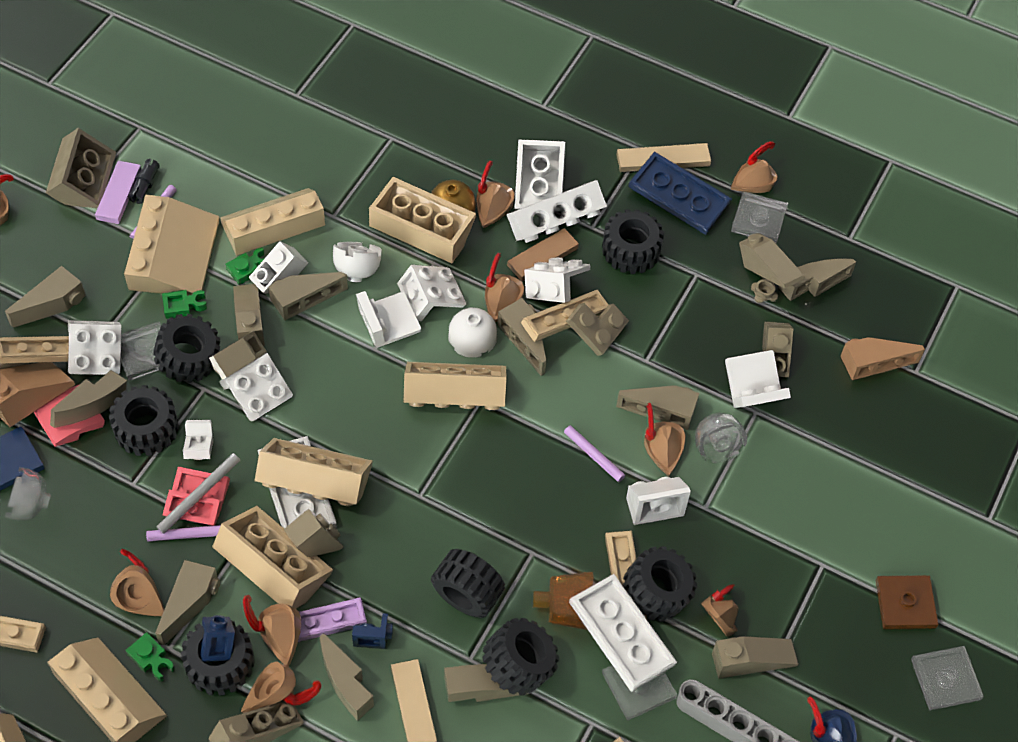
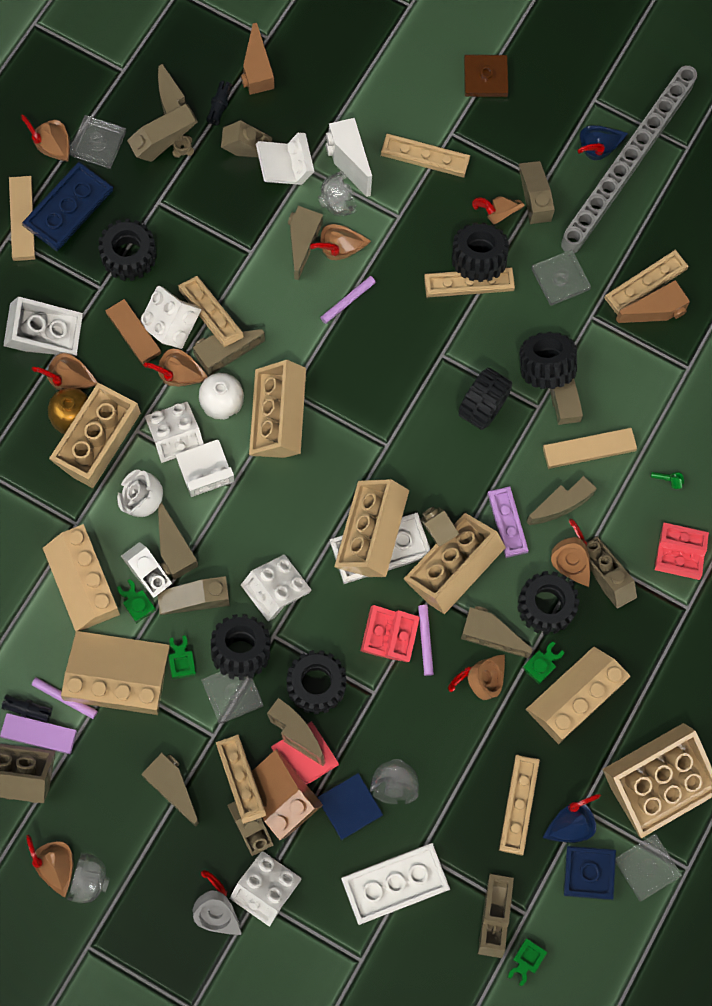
camera: 90 degrees left, 15 degrees up
(94, 347) = (231, 733): white bracket -> none
(198, 439) = (336, 633): white bracket -> none
(198, 493) = (394, 627): light grey bar -> none
(217, 638) = (541, 594): dark blue bracket -> none
(237, 355) = (252, 597): dark tan slope -> none
(278, 627) = (520, 555): medium nougat piece -> none
(371, 636) = (524, 483): dark blue bracket -> none
(522, 219) = (89, 314): white brick -> none
(560, 592) = (490, 325): clear orange torso -> none
(597, 331) = (224, 286): dark tan plate -> none
(622, 632) = (524, 283): white tile -> none
(657, 499) = (398, 248): white slope -> none
(772, 445) = (348, 153): none -> white slope
(787, 535) = (425, 155): none -> tan tile
(822, 324) = (219, 103): none -> black pin
(947, 678) = (551, 56): clear plate -> none

